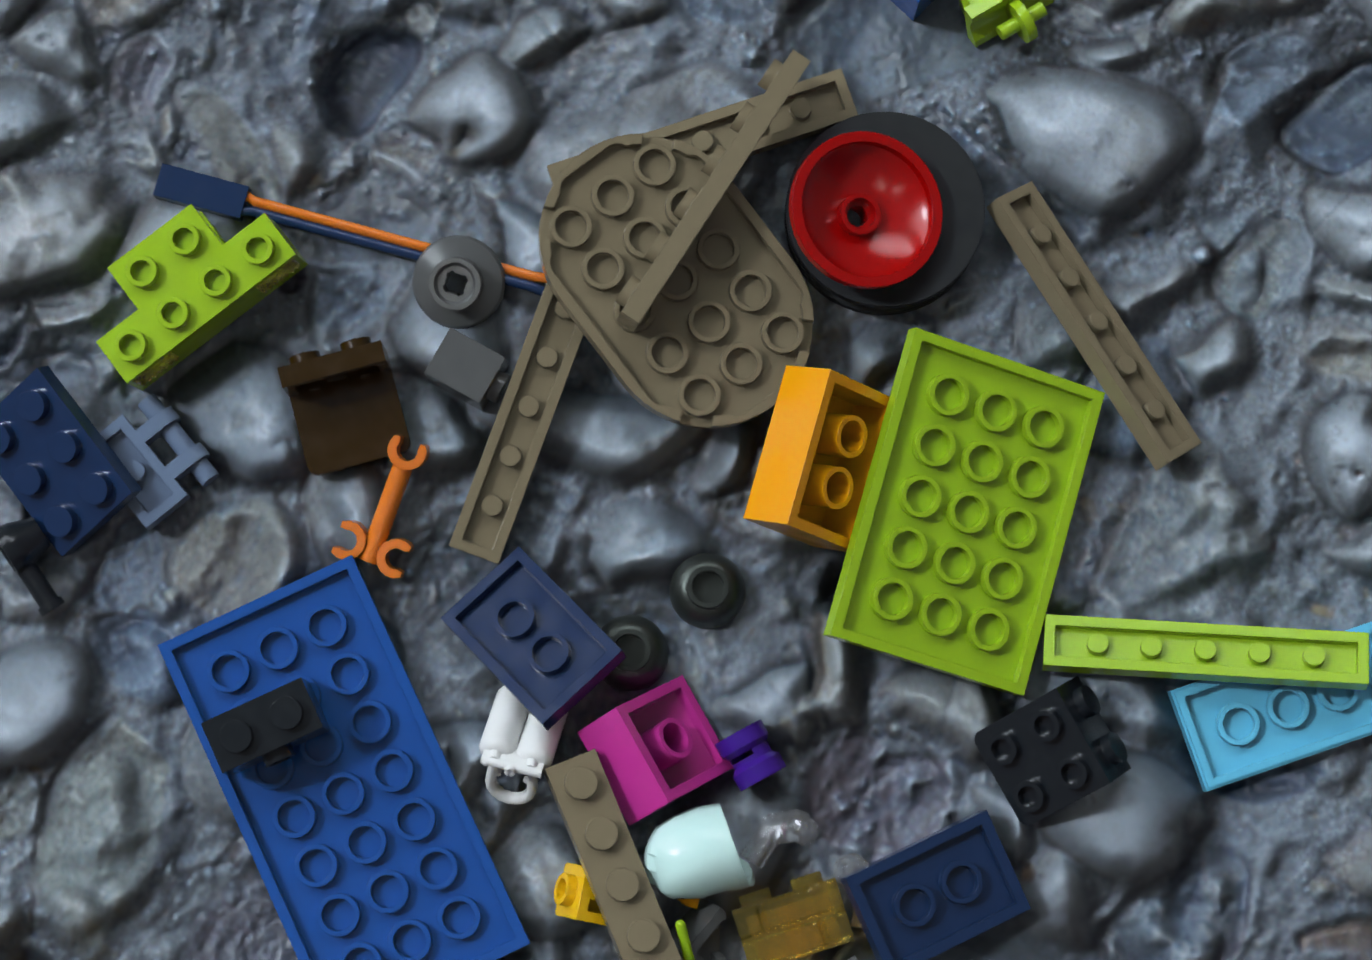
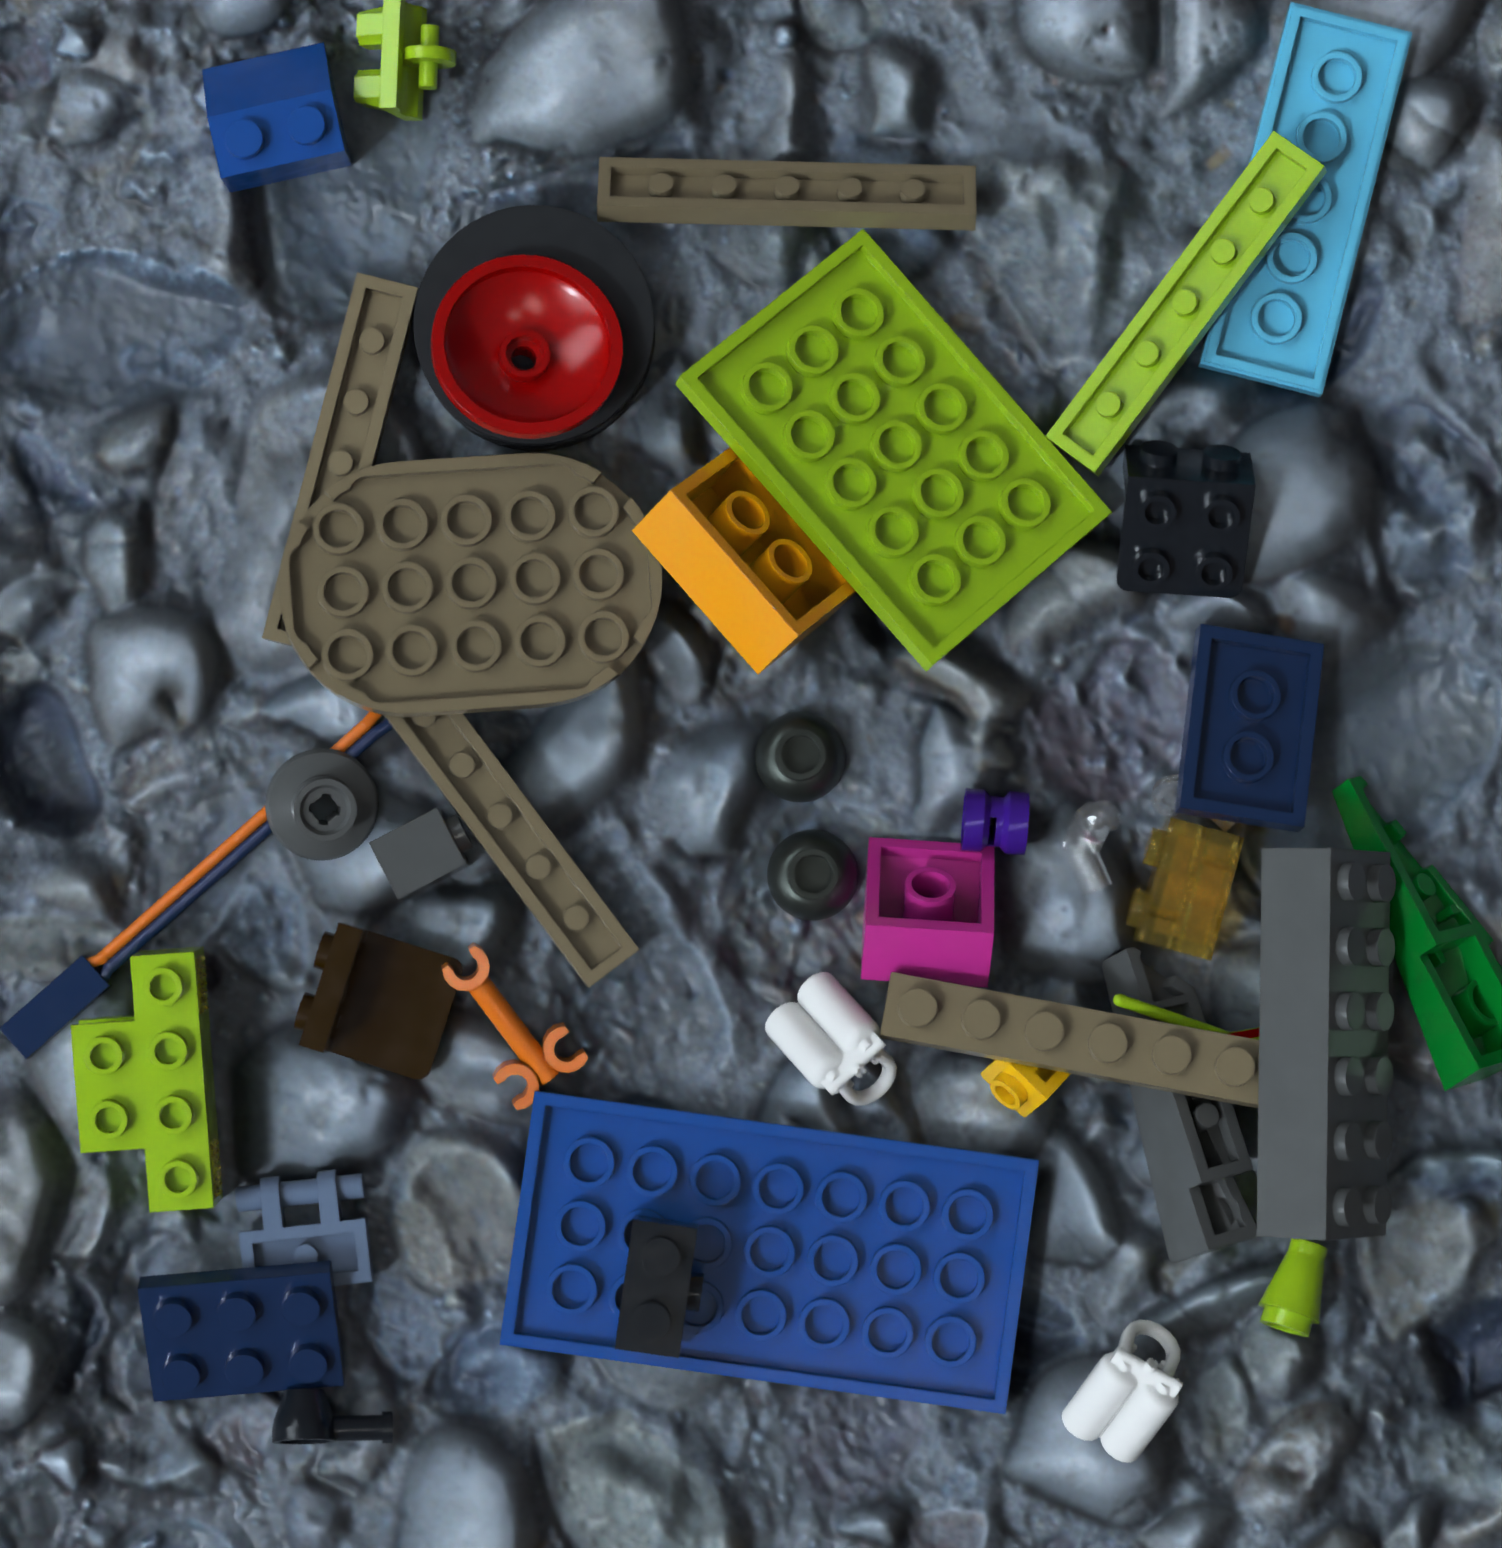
camera: 55 degrees left, 5 degrees up
(533, 638) = (738, 962): dark blue plate -> none
(695, 856) = (1060, 941): light aqua piece -> none
(697, 207) = (414, 514): dark tan plate -> none

